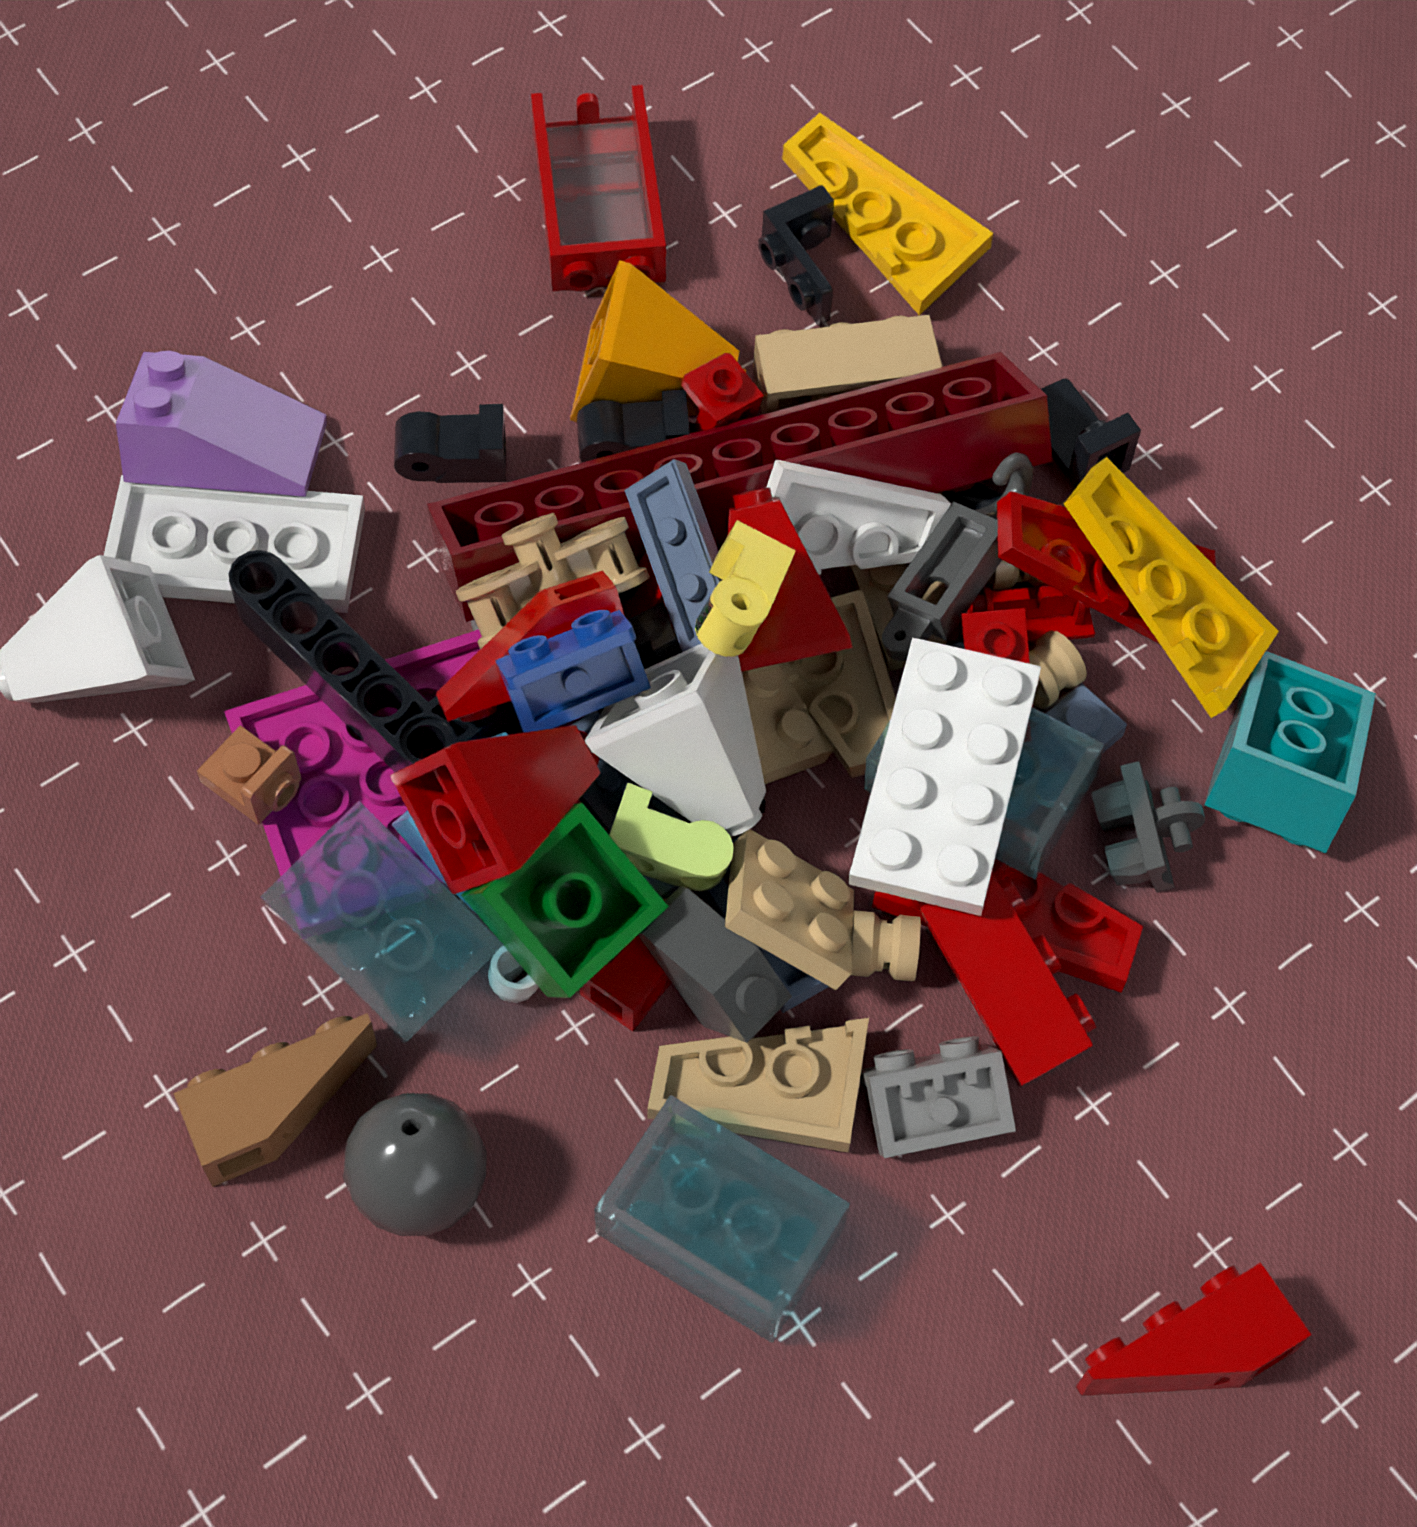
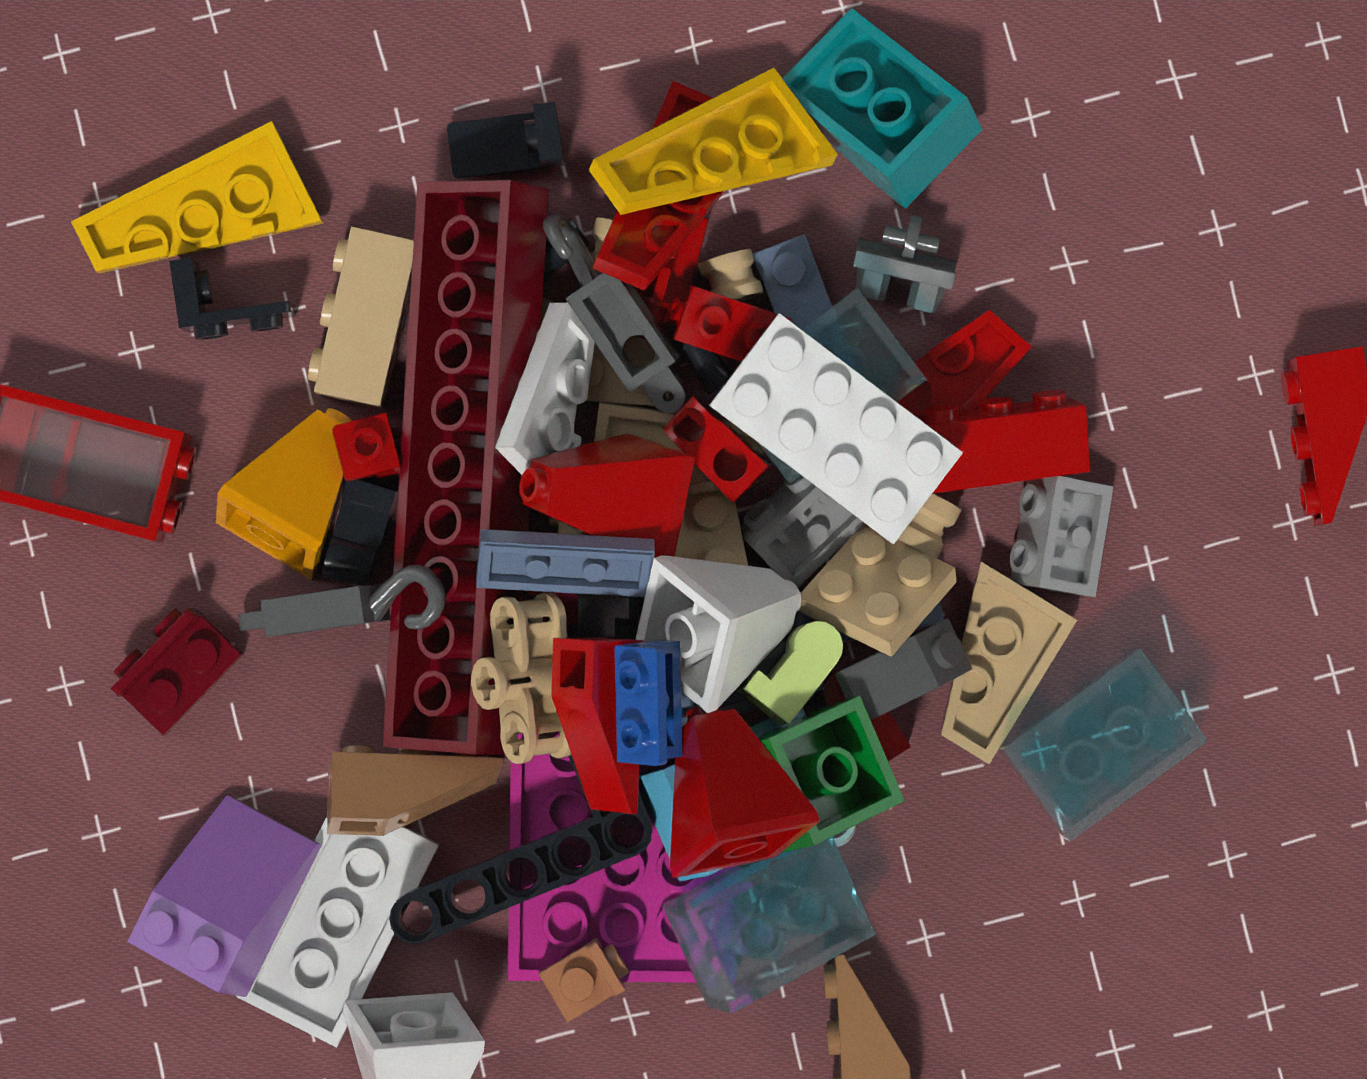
camera: 65 degrees left, 25 degrees up
(384, 533) = (388, 791): none -> medium nougat slope
(415, 1164) = (971, 960): dark grey piece -> none
(435, 327) = (175, 669): none -> dark red bracket
(452, 446) = (310, 698): black leg -> none
(556, 427) = (346, 606): none -> dark grey piece
(751, 576) = (638, 535): light yellow leg -> none
(815, 822) = (798, 529): none -> light grey bracket
(862, 702) = (717, 449): none -> red leg

